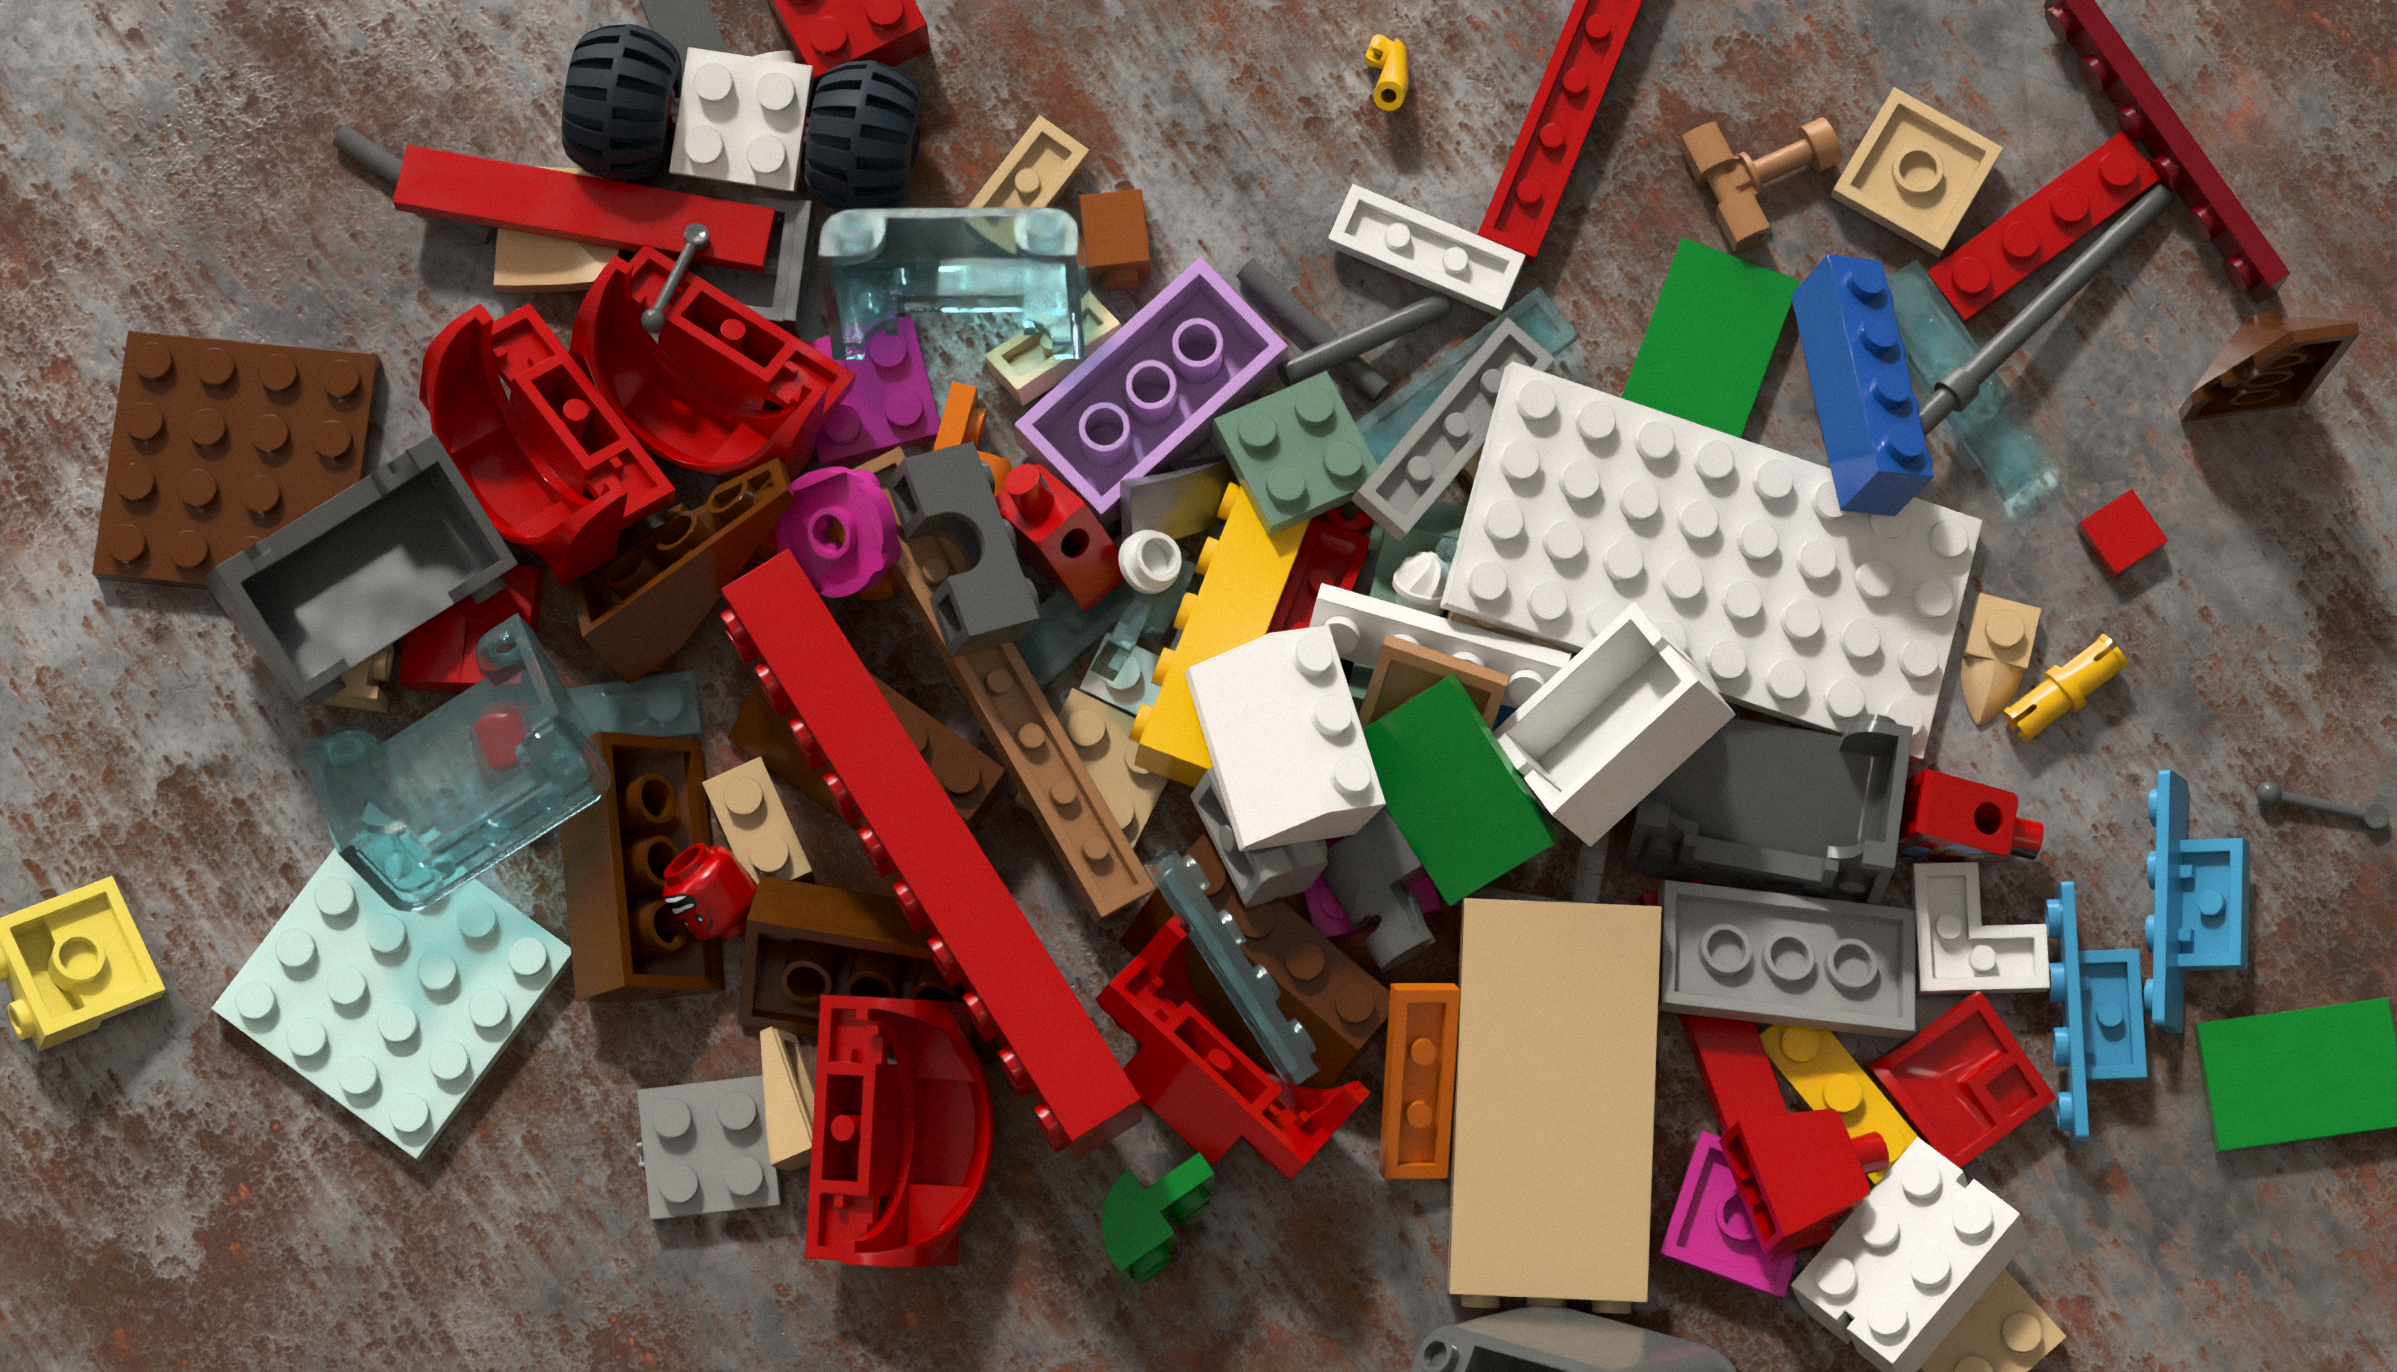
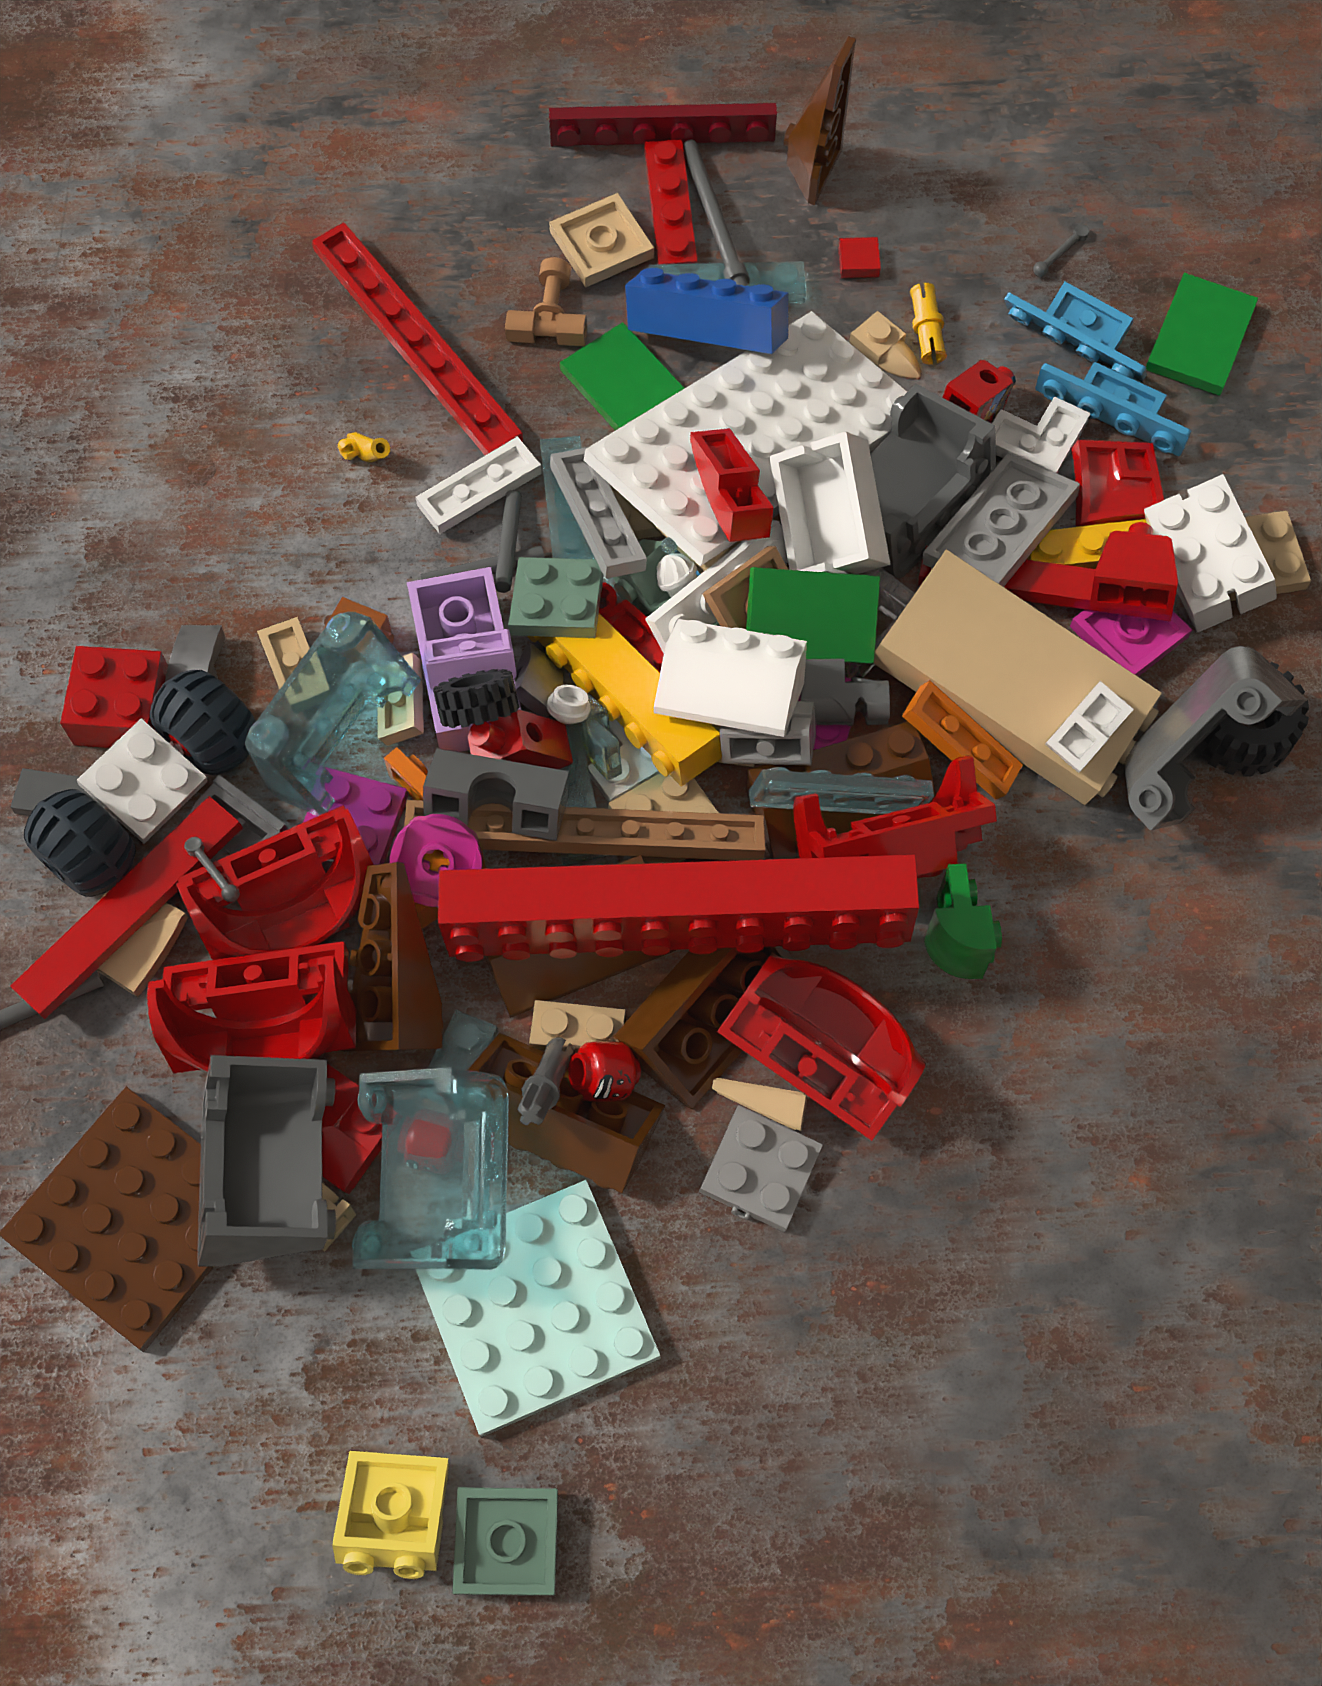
camera: 60 degrees left, 10 degrees down
(112, 1109) = (505, 1541): none -> sand green plate
(623, 832) = (542, 1089): none -> dark grey axle
(958, 64) = (196, 649): none -> flat silver slope
(1067, 446) = (476, 698): none -> black tyre
(1136, 401) = (468, 654): none -> lavender slope
(1522, 1230) = (1089, 726): none -> white slope
(1569, 576) = (732, 485): none -> red slope

